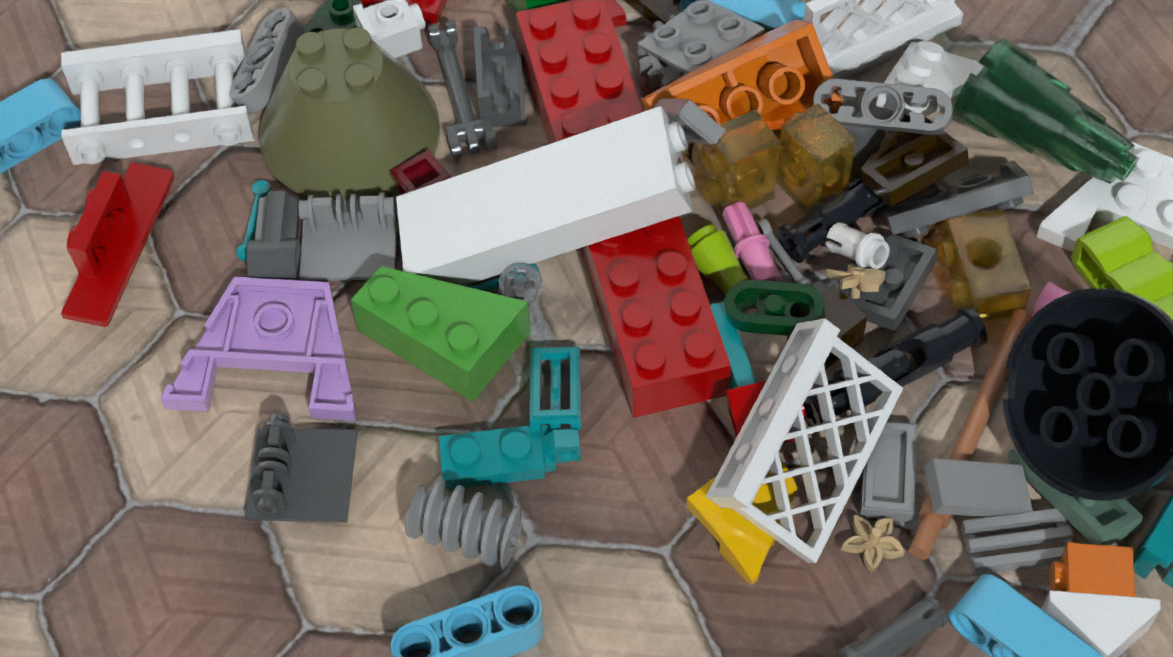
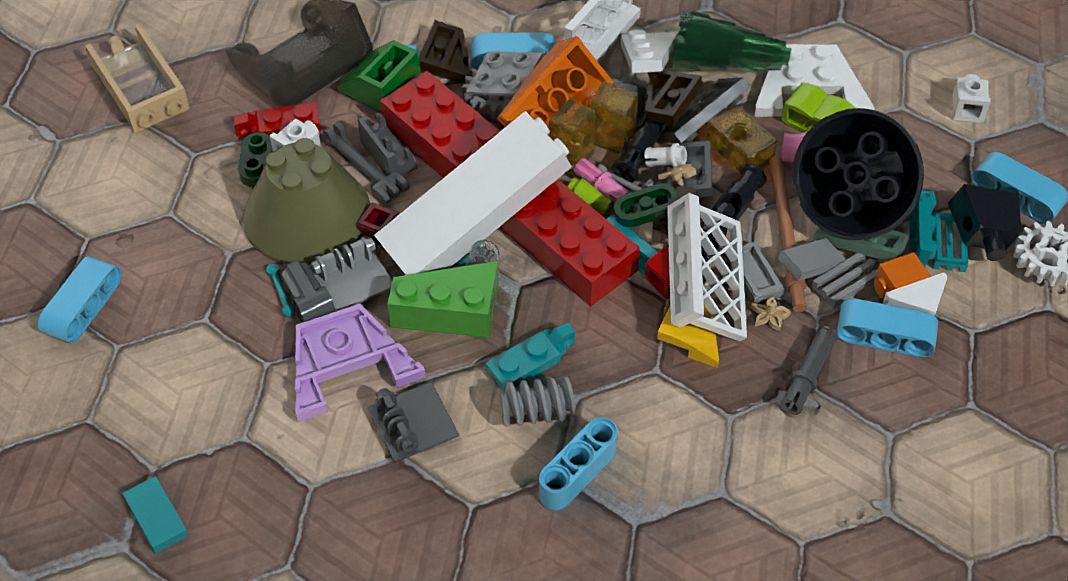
camera: 30 degrees left, 5 degrees down
(111, 239) = (198, 338): red bracket -> none
(154, 63) = (156, 218): white fence -> none
(266, 60) = (236, 197): light grey beam -> none
(555, 415) = (539, 325): teal tile -> none
(694, 121) = (548, 112): light grey tile -> none
(872, 89) = (663, 71): light grey beam -> none

